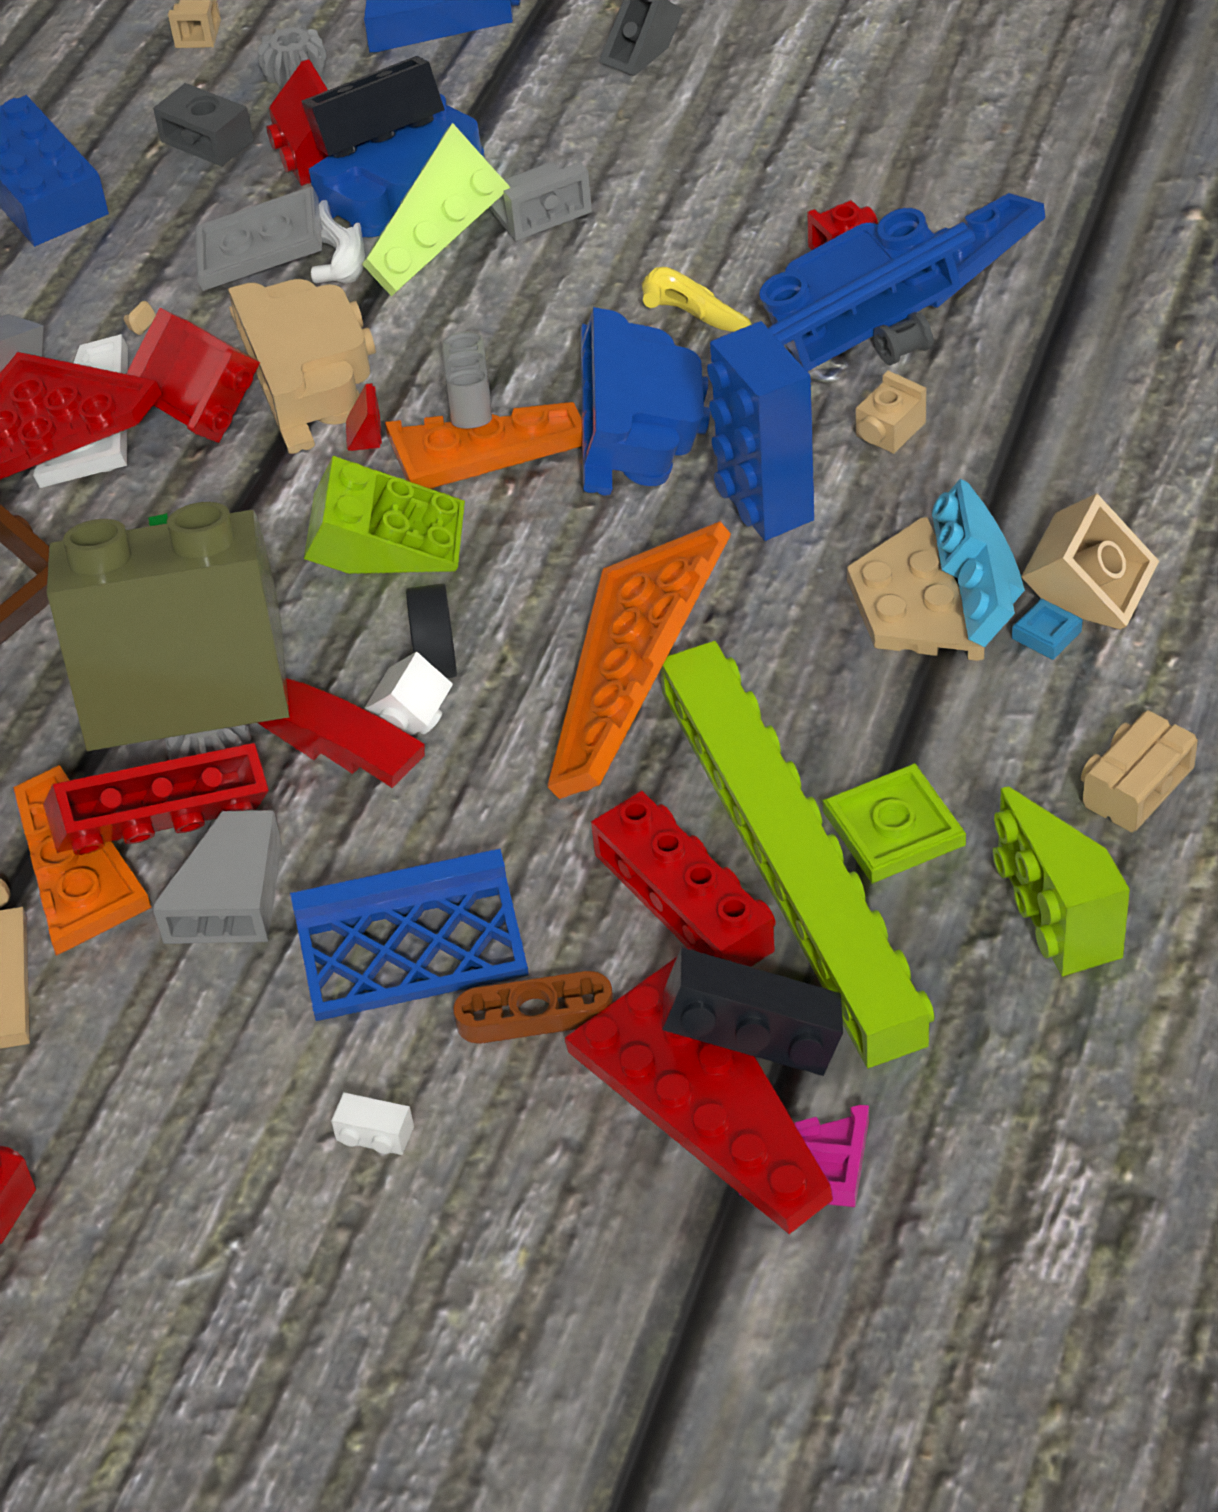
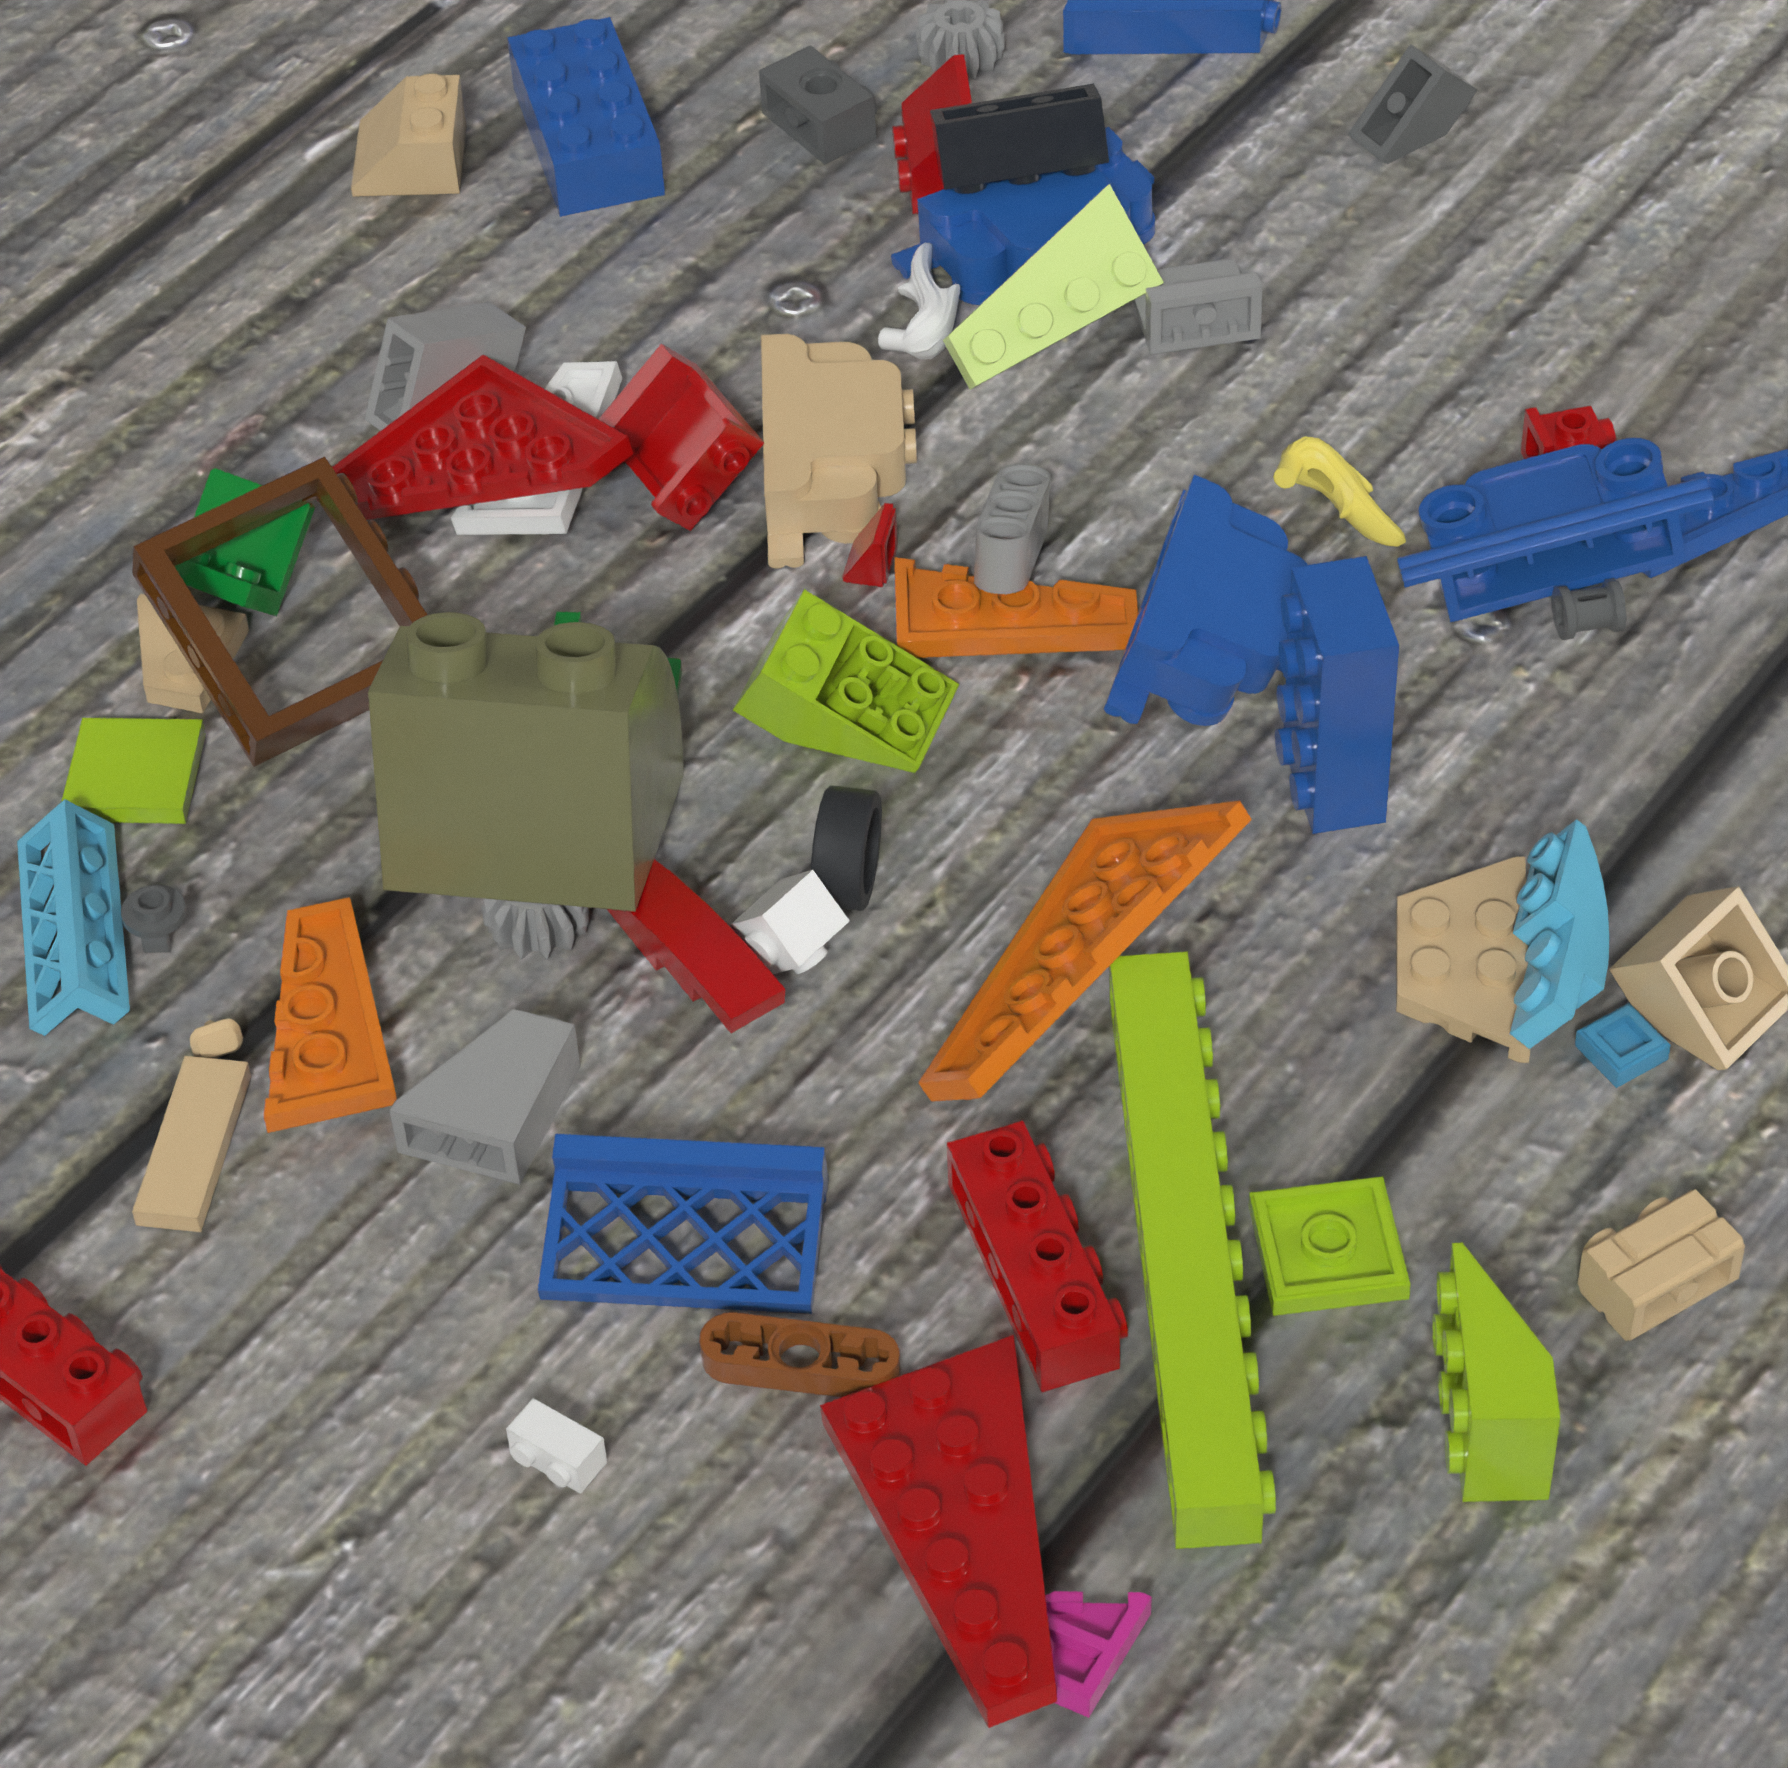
camera: 15 degrees right, 0 degrees up
(140, 318) = (648, 341): tan rock -> none
(153, 798) = (438, 972): red brick -> none
(258, 238) = (829, 274): light grey tile -> none
(752, 1011) = (1047, 1439): black brick -> none
(891, 412) = (1533, 706): tan brick -> none

